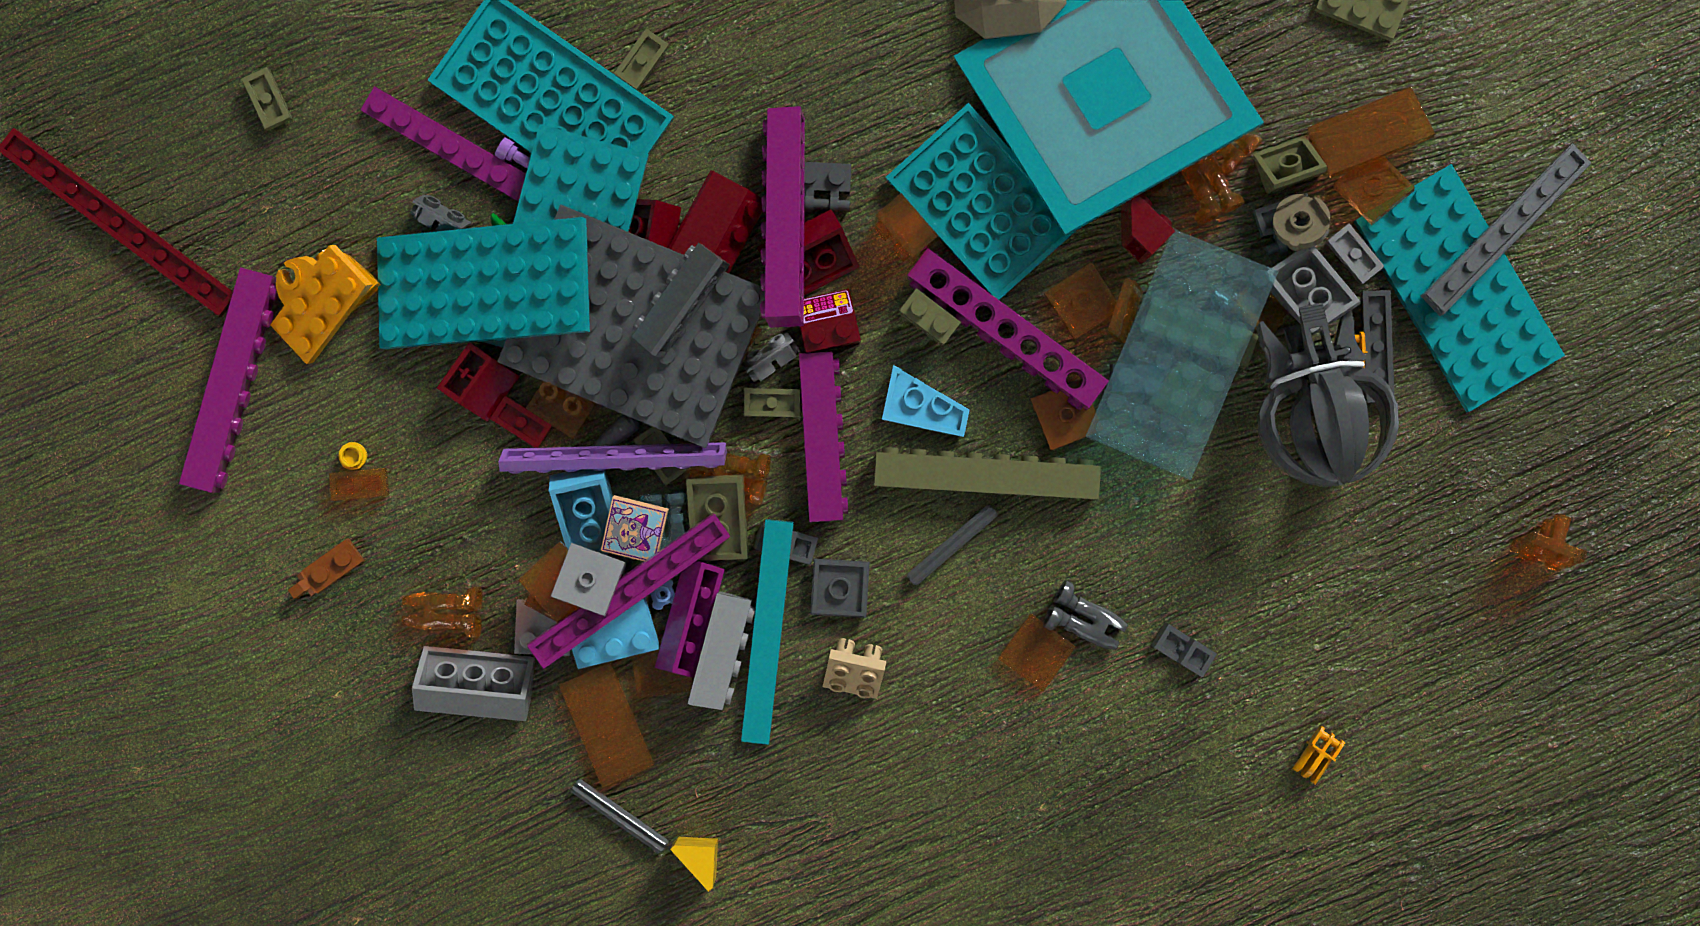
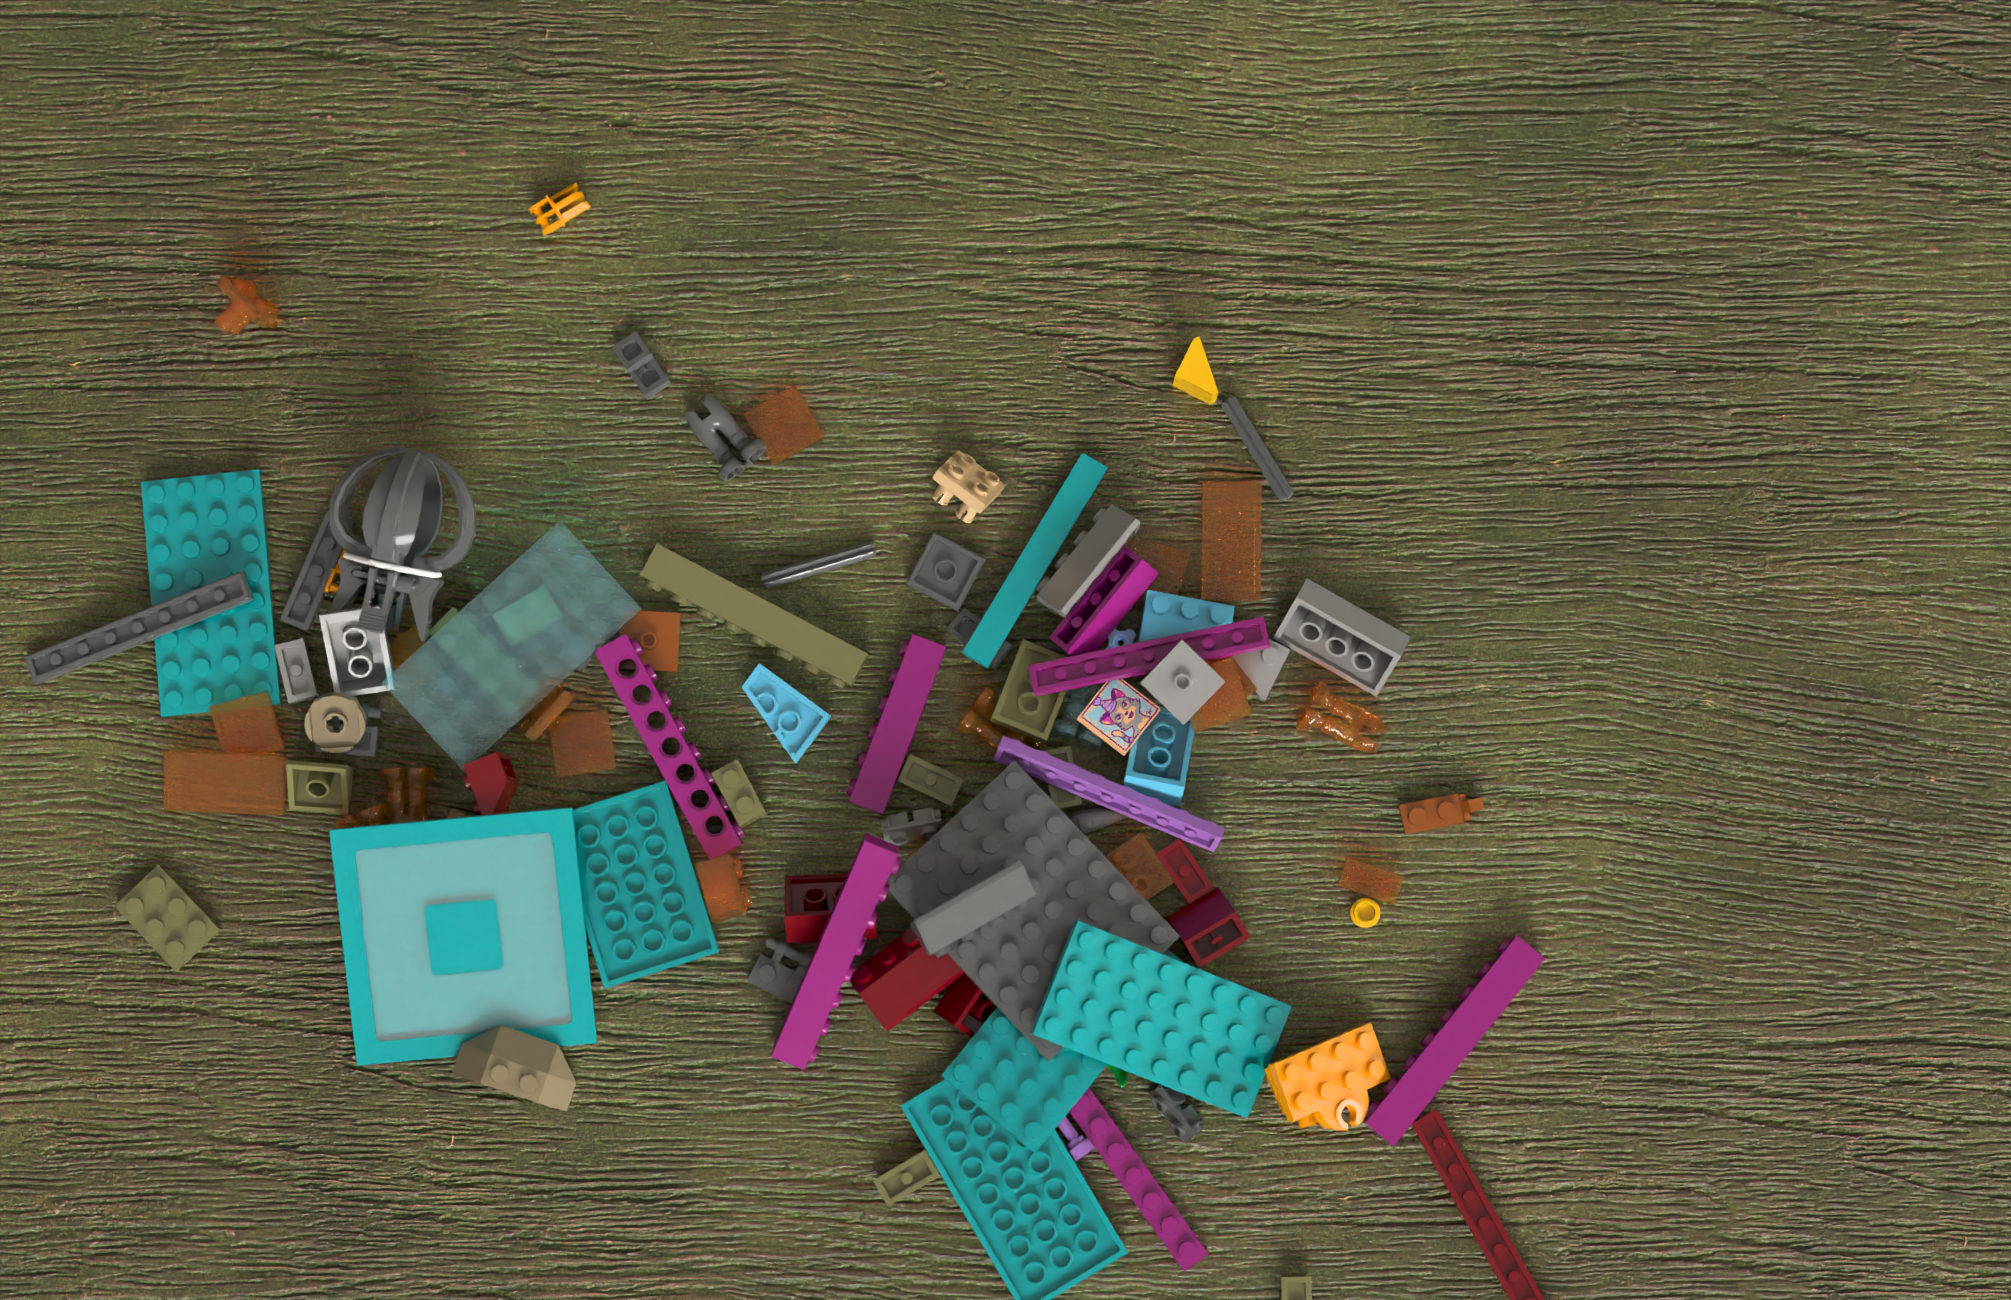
camera: 155 degrees left, 5 degrees down
(829, 322) = (837, 833): dark red slope -> none

